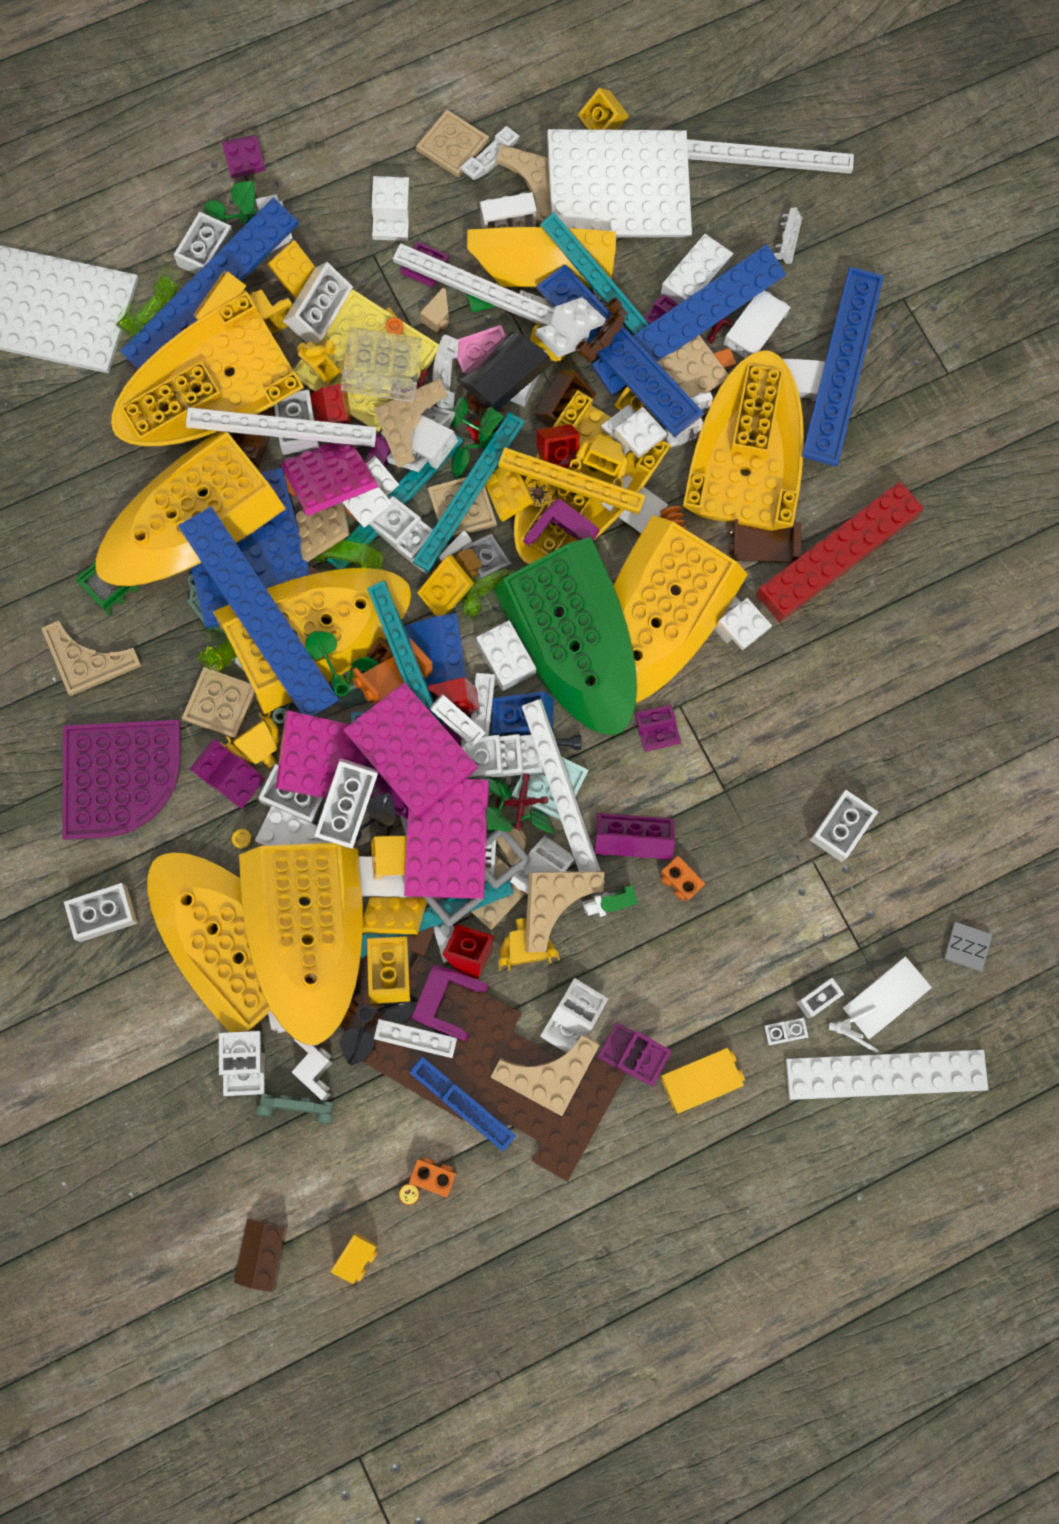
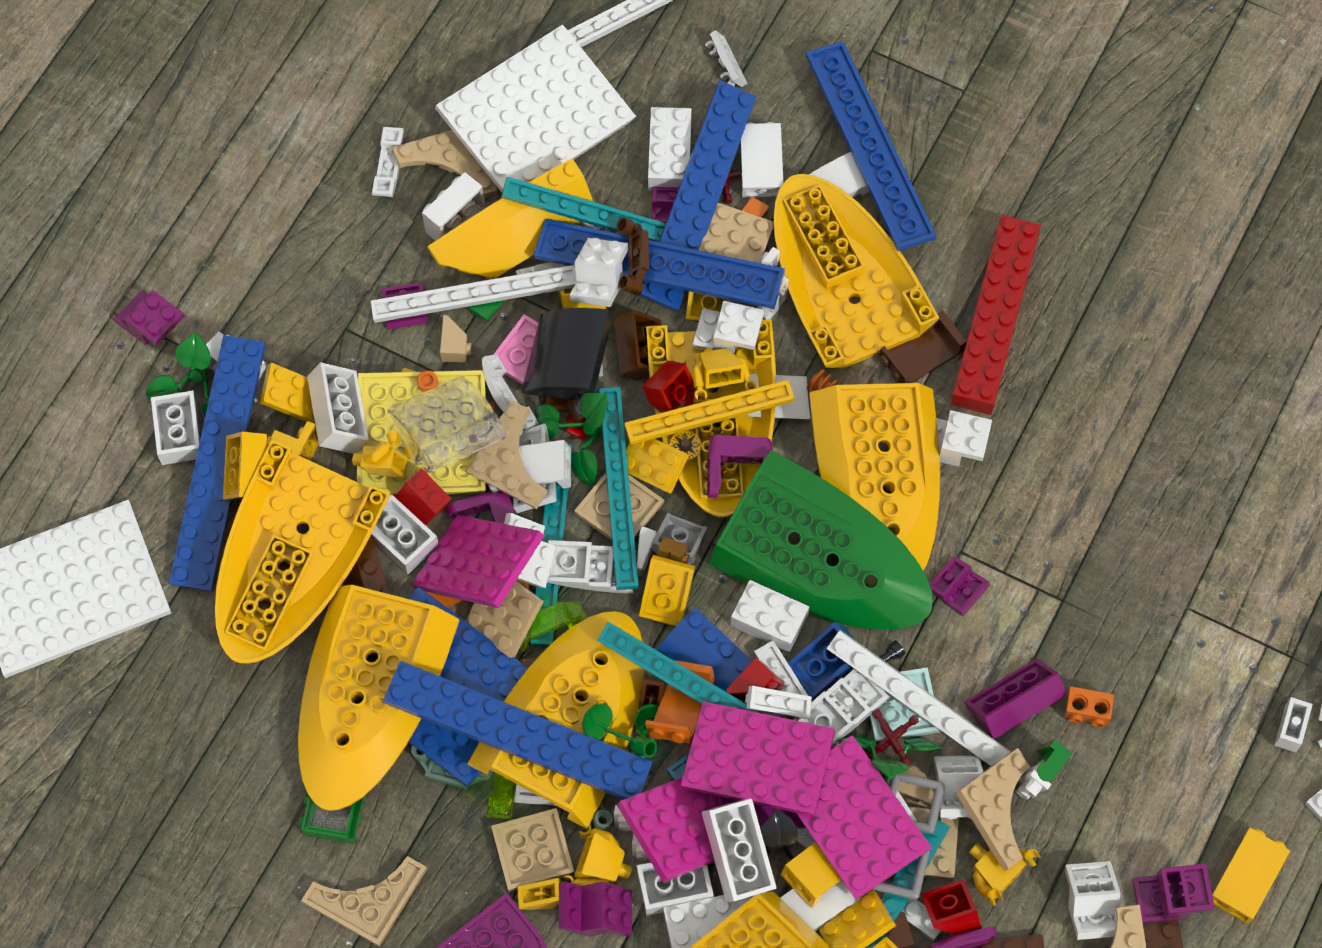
camera: 30 degrees left, 10 degrees down
(164, 291) = (171, 516): clear neon green slope -> none
(197, 736) = (539, 895): none -> yellow slope
(280, 427) = (396, 546): white plate -> none
(390, 208) = (333, 274): white bracket -> none
(452, 143) = (343, 176): tan plate -> none
(473, 604) = (701, 588): clear neon green slope -> none
(603, 112) = (466, 58): yellow slope -> none
(786, 1031) = (1287, 777): white slope -> none
(844, 826) = (1193, 556): white brick -> none

